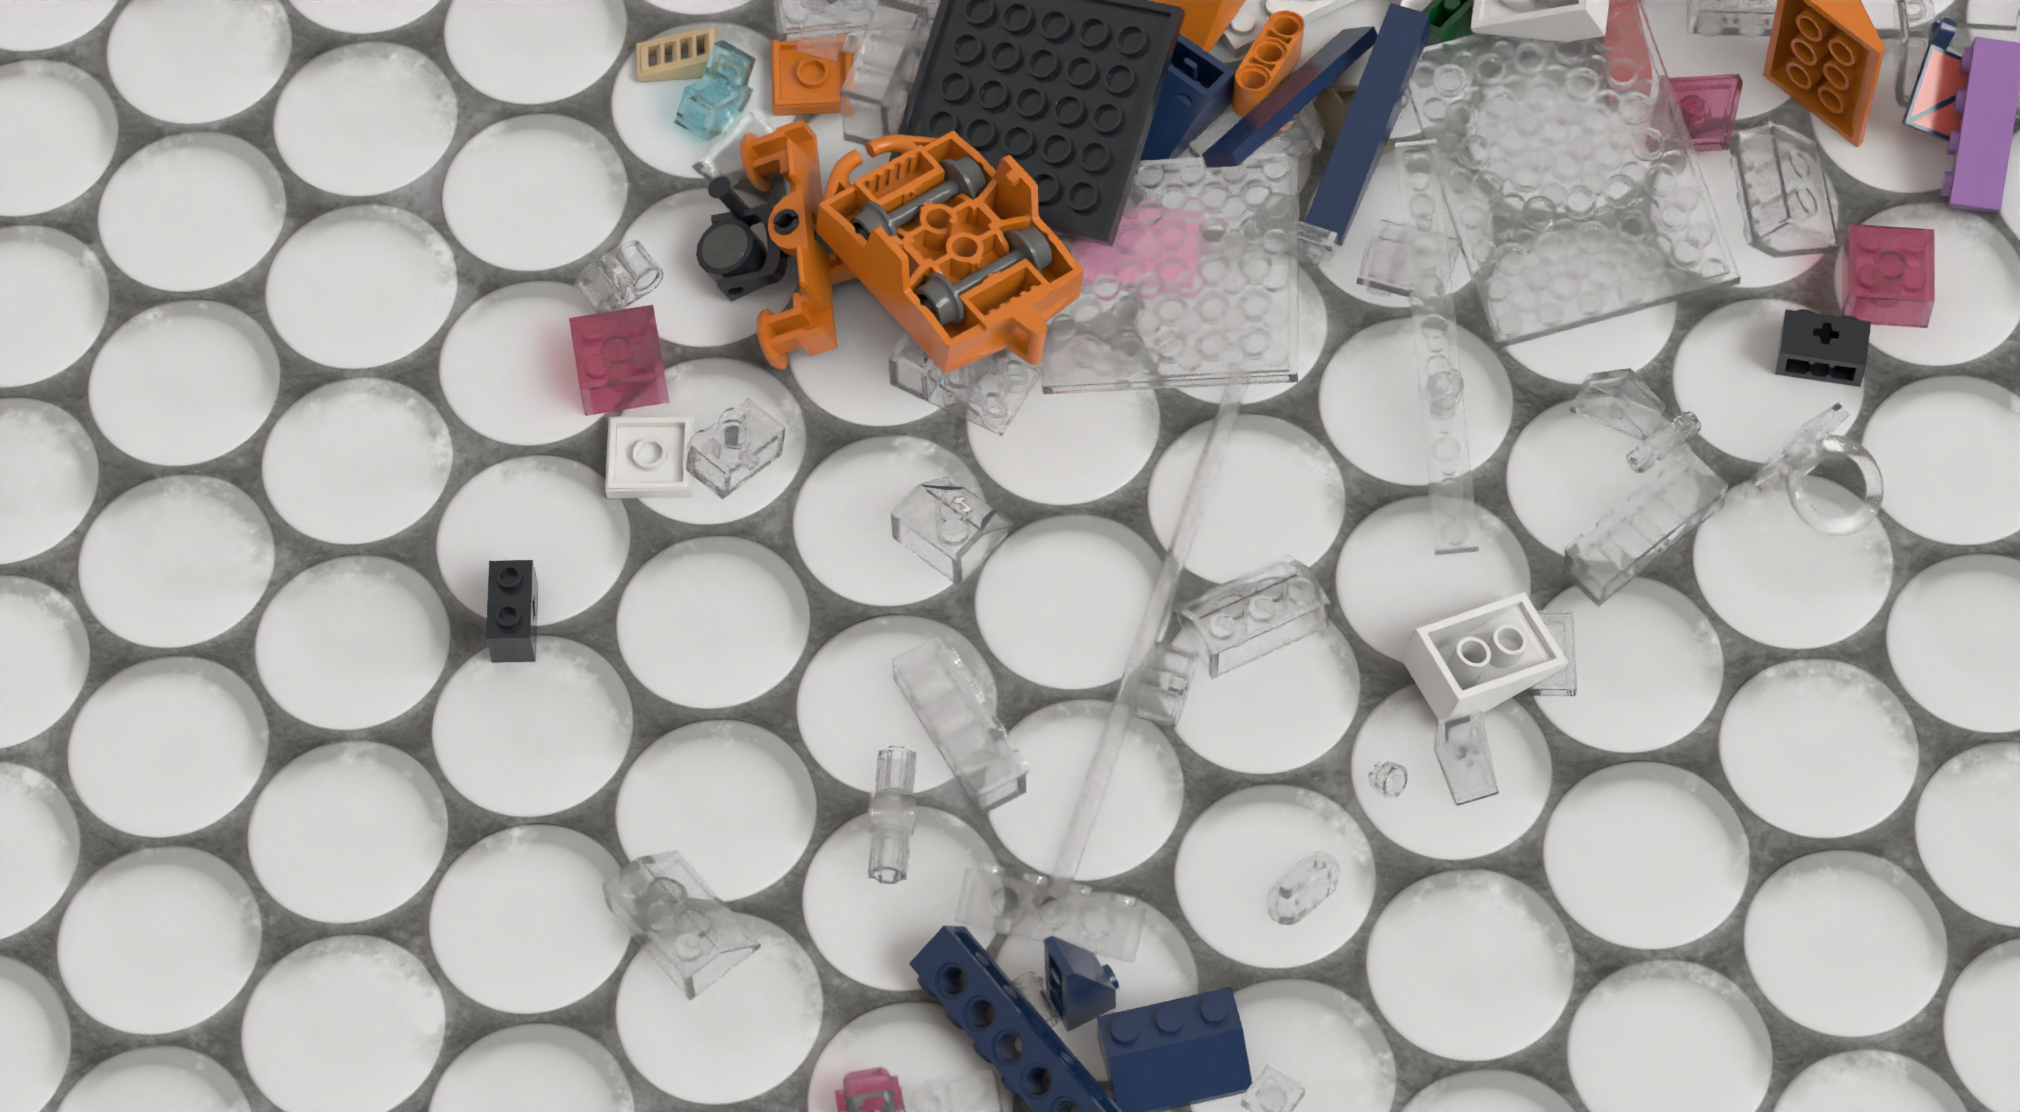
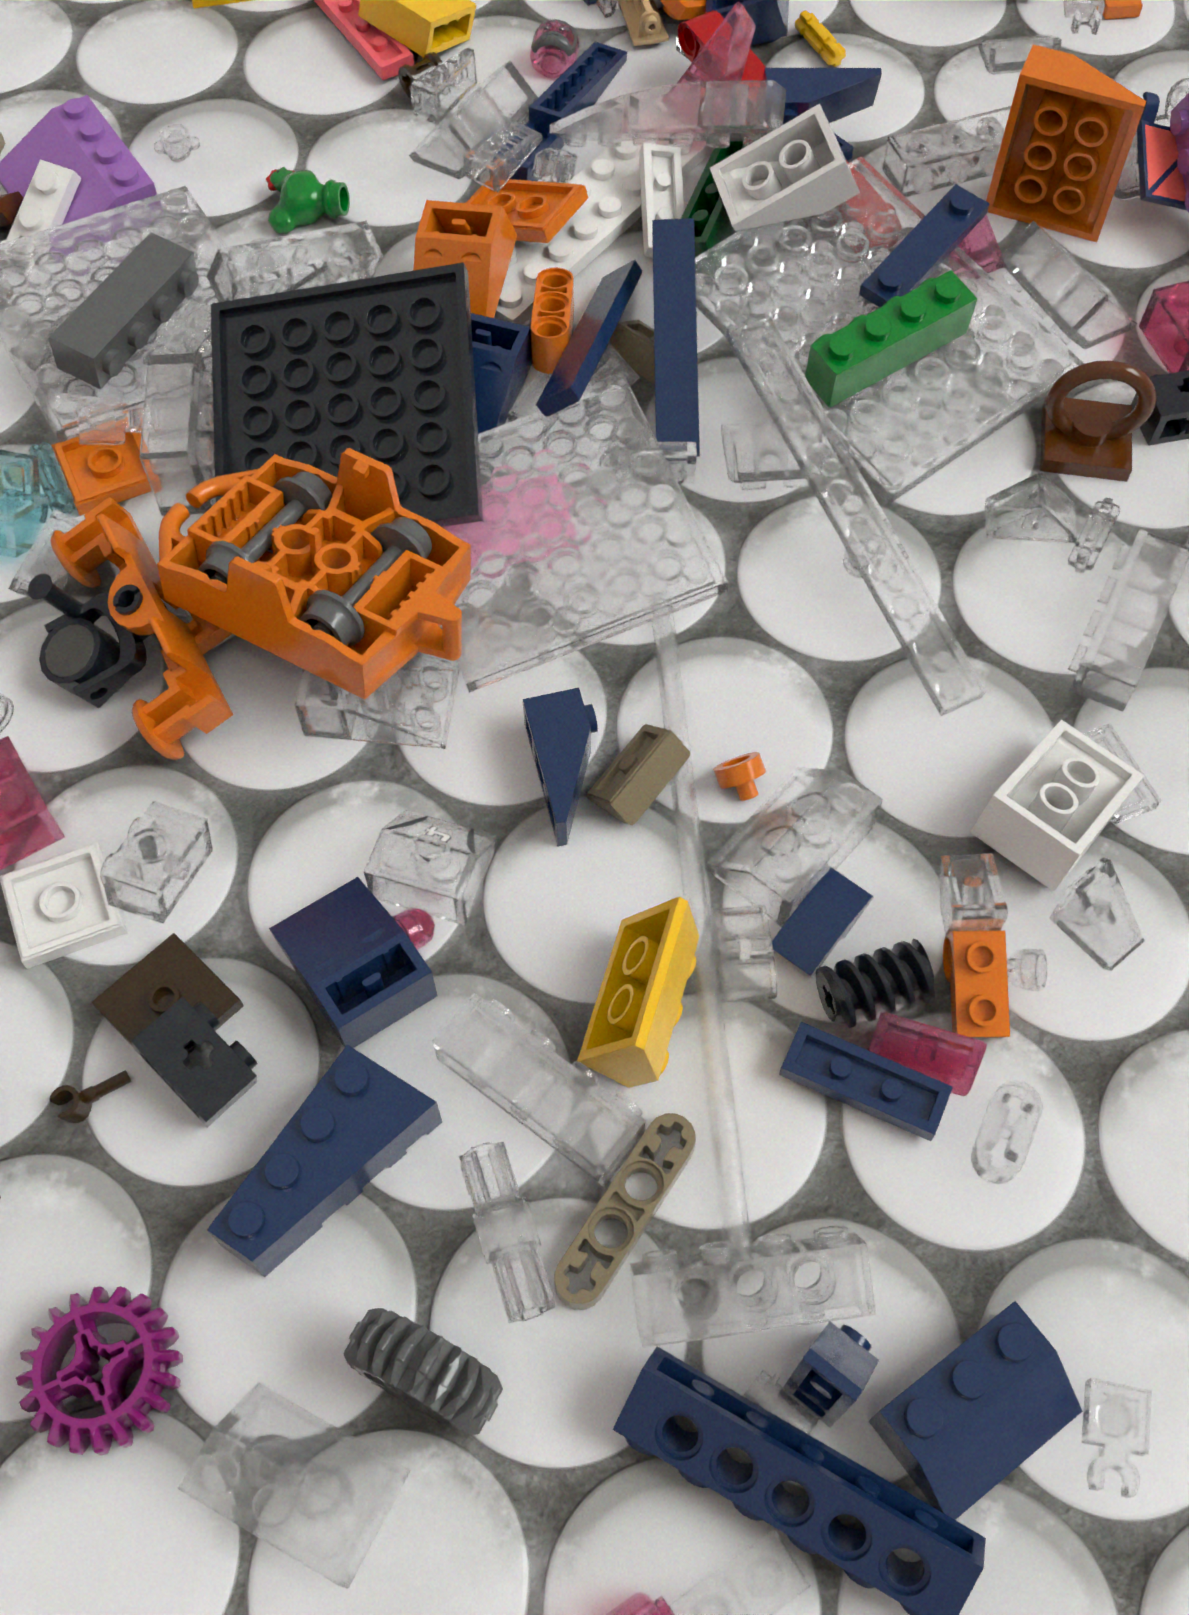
camera: 25 degrees left, 0 degrees up
(537, 796) = (80, 1327): none -> magenta gear
(618, 611) = (83, 1099): none -> dark brown hand
(704, 563) = (158, 983): none -> dark brown plate
(712, 636) = (166, 1050): none -> black brick
(761, 75) = (52, 479): none -> clear light blue axle
(778, 715) = (322, 1159): none -> dark blue wedge
(793, 876) = (423, 1370): none -> dark grey gear
(858, 582) = (355, 962): none -> dark blue slope
(915, 573) = (417, 925): none -> clear pink hinge
(992, 840) = (621, 1206): none -> dark tan beam
(1068, 684) = (642, 994): none -> yellow slope
(1094, 474) = (561, 747): none -> dark blue slope
(1150, 513) = (639, 773): none -> dark tan slope
(1212, 811) = (866, 1081): none -> dark blue plate
(1234, 542) = (740, 773): none -> orange tile
(1239, 681) = (821, 921): none -> dark blue slope
(1256, 743) = (876, 981): none -> black piece
(1268, 809) = (928, 1050): none -> clear pink slope
(1338, 773) = (978, 982): none -> orange plate
(1361, 702) = (971, 893): none -> clear slope
(1558, 193) = (889, 338): none -> green brick
(1644, 111) = (925, 246): none -> dark blue plate
(1716, 339) = (1093, 435): none -> reddish brown tile

